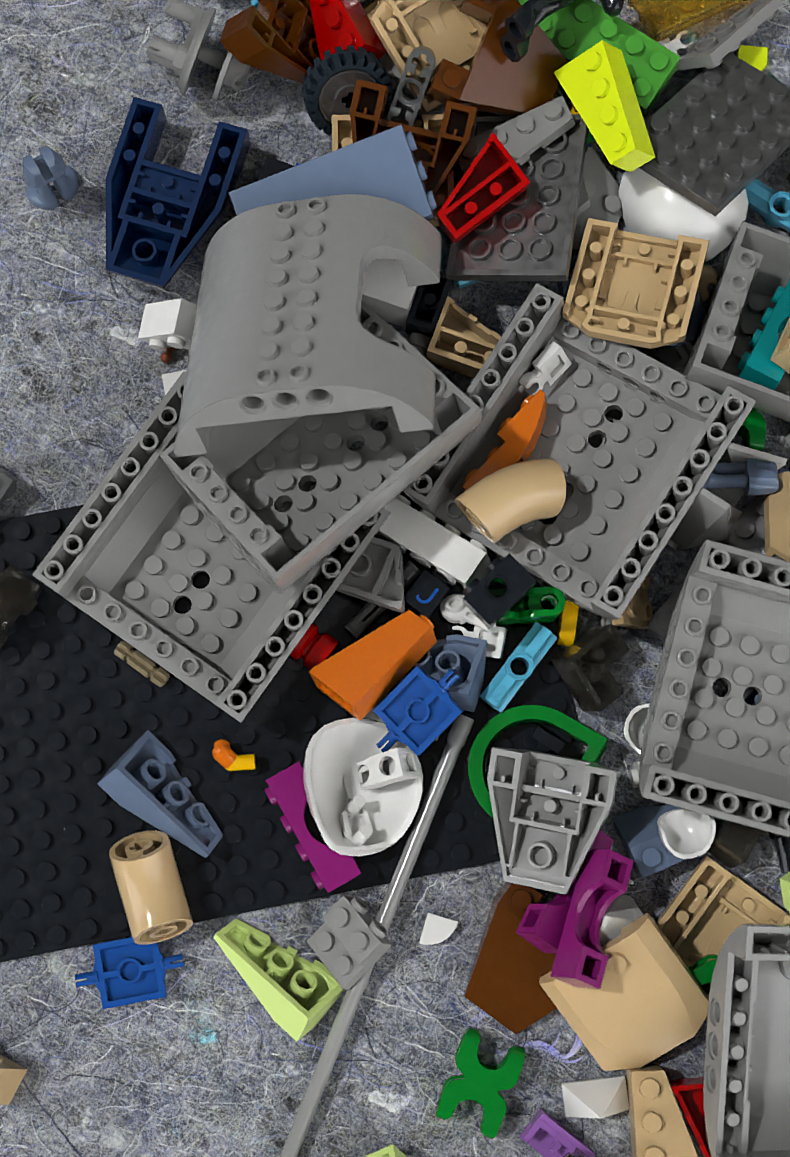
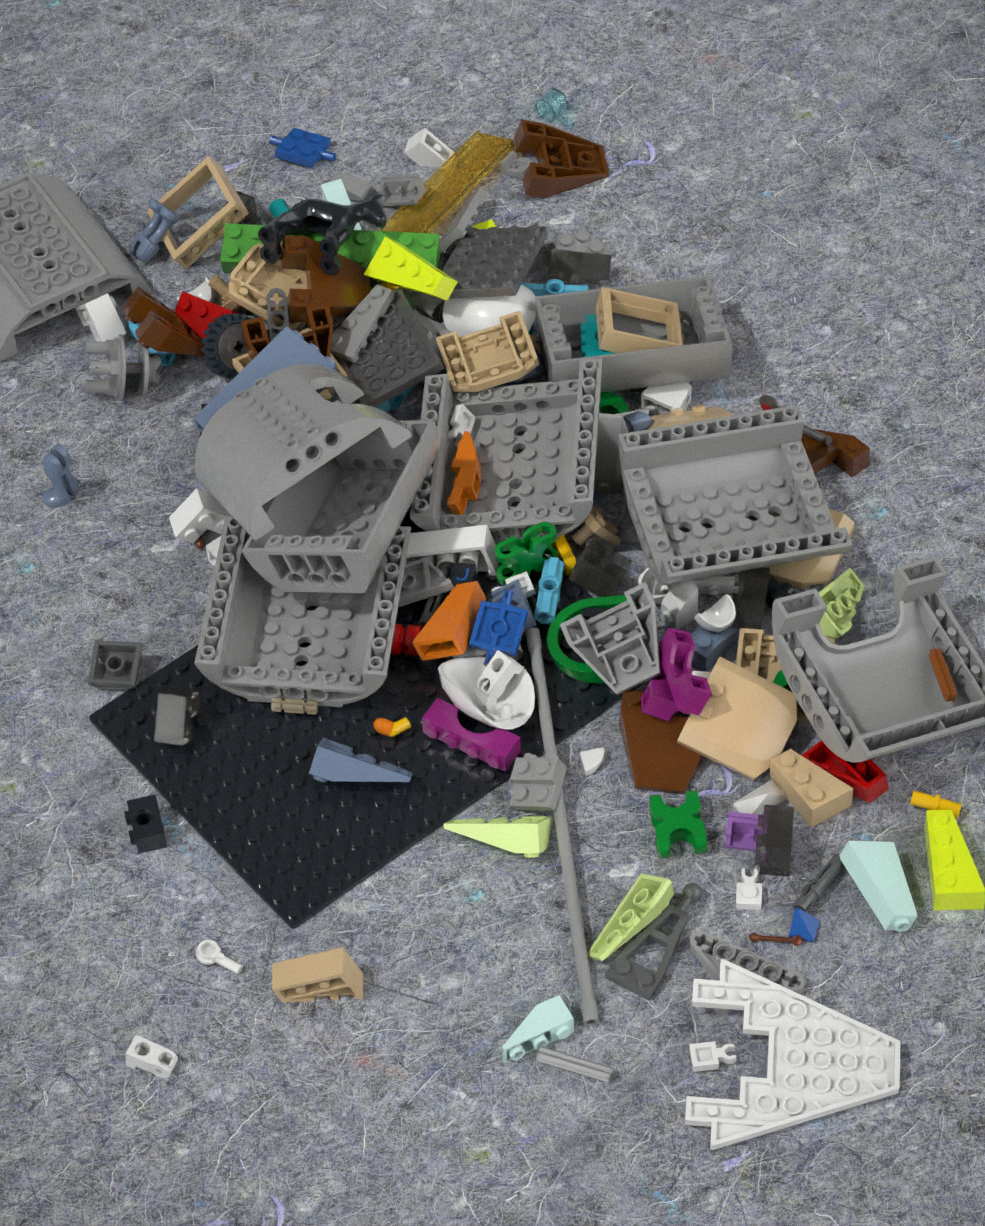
camera: 25 degrees left, 30 degrees down
(129, 972) = (398, 877): blue plate -> none
(150, 887) = (386, 812): tan brick -> none
(159, 210) = (149, 463): dark blue wedge -> none
(456, 612) = (489, 579): white plate -> none
(483, 190) = (360, 345): red wedge -> none
(512, 576) = (507, 533): black brick -> none
(514, 497) = (484, 487): tan brick -> none

